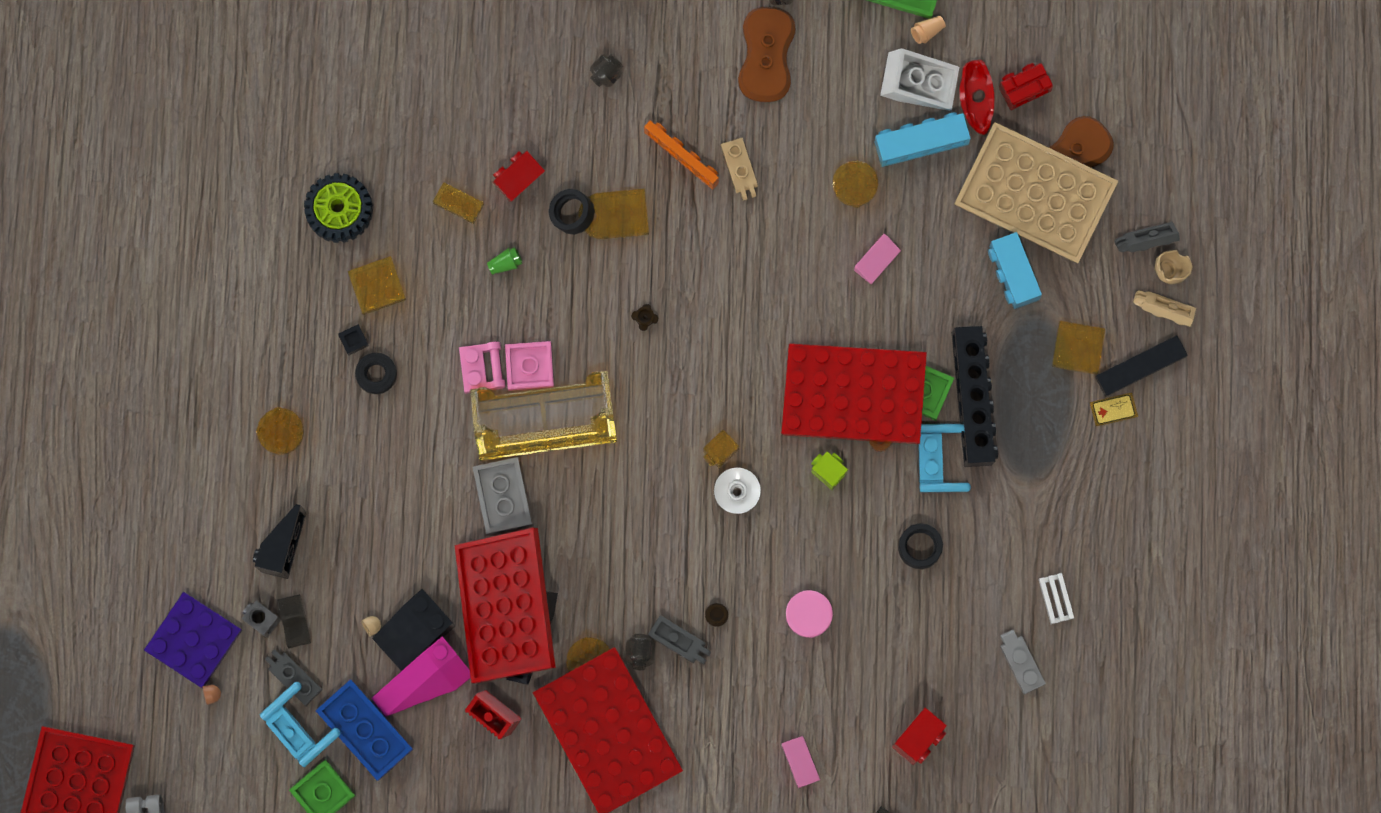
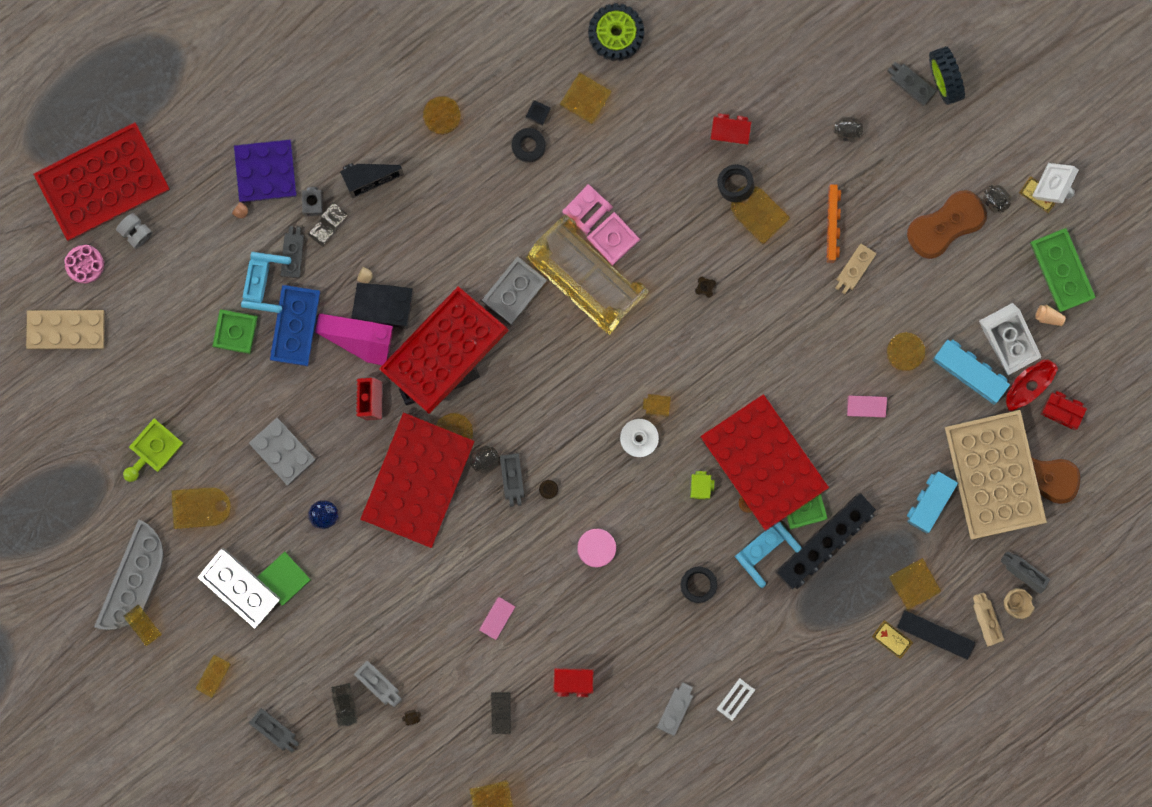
camera: 45 degrees right, 5 degrees up
(458, 203) = (682, 106): clear yellow plate -> none
(505, 261) = (668, 167): bright green cone -> none

